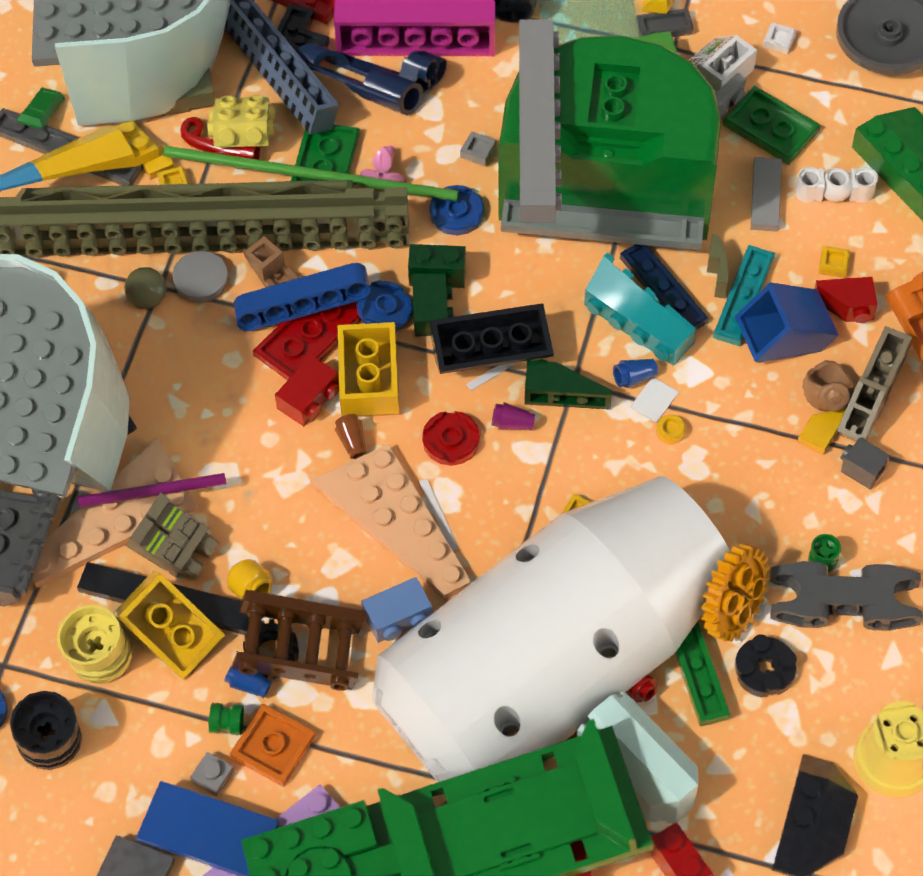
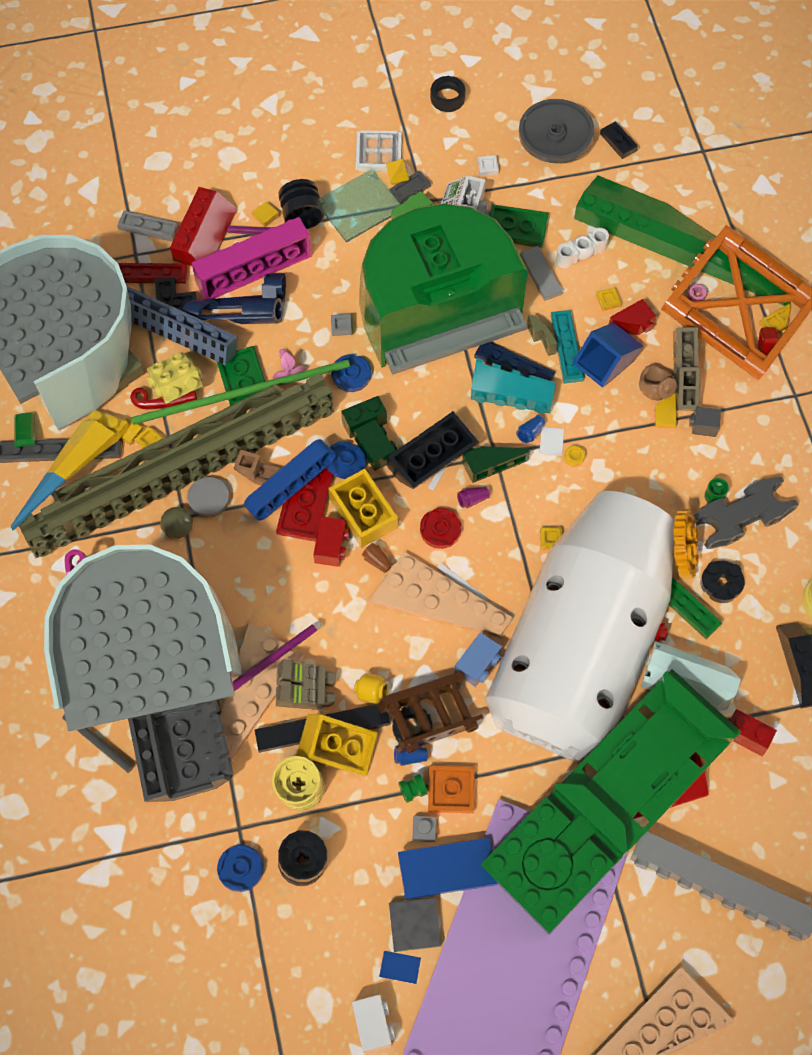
camera: 30 degrees left, 5 degrees up
(538, 122) = (400, 290): light grey brick -> none

